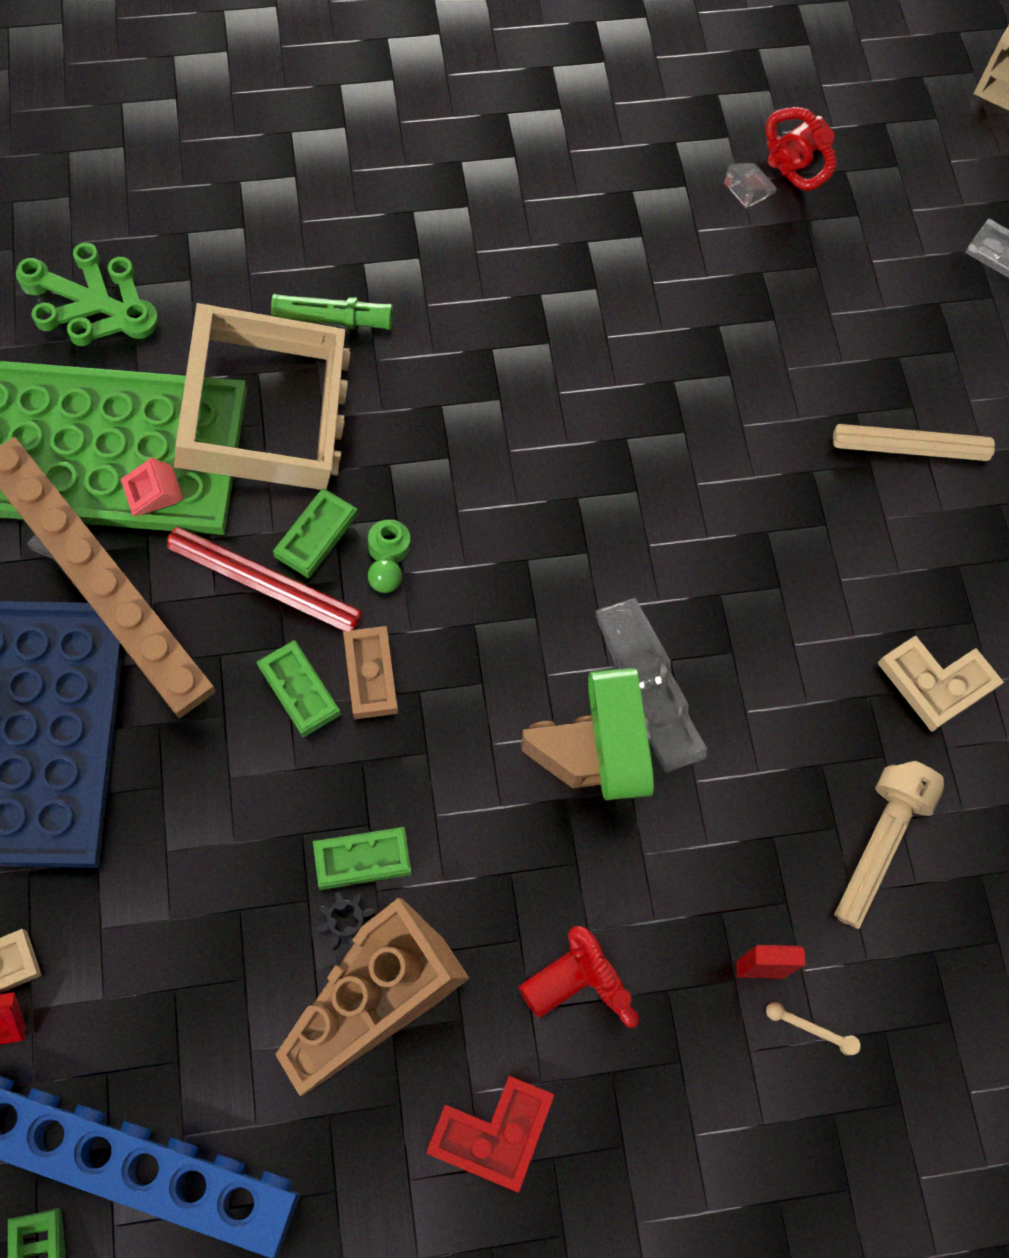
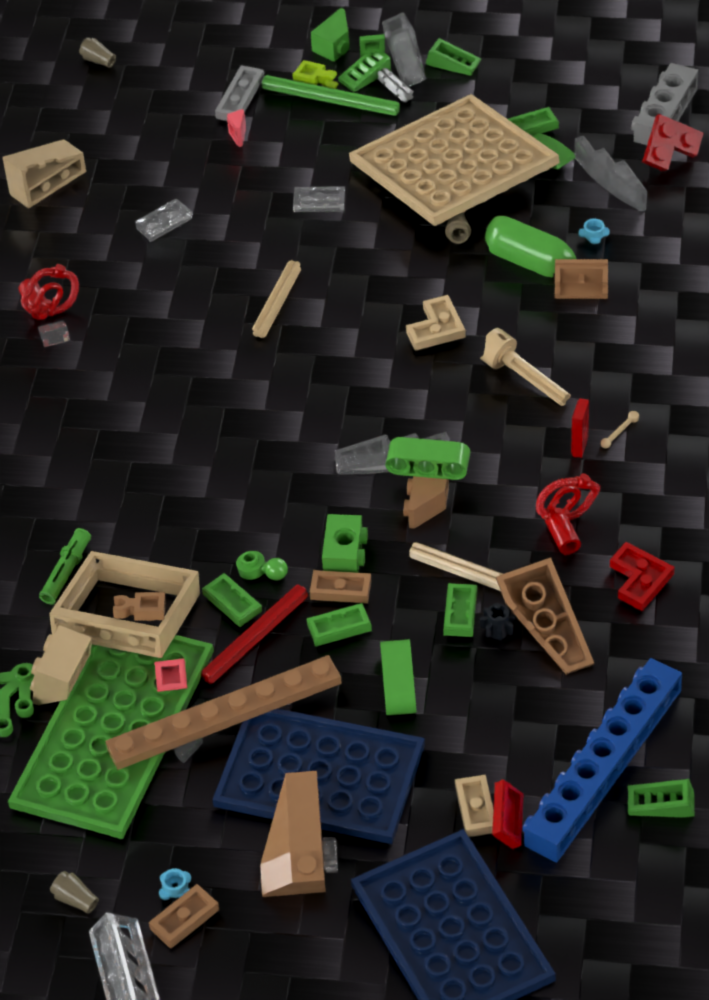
camera: 65 degrees left, 20 degrees down
(128, 344) = (60, 665): none -> tan slope
(210, 797) = (398, 677): none -> bright green beam
(222, 414) = (144, 606): none -> medium nougat plate
(450, 841) = (454, 565): none -> tan axle
(462, 638) = (344, 543): none -> bright green brick

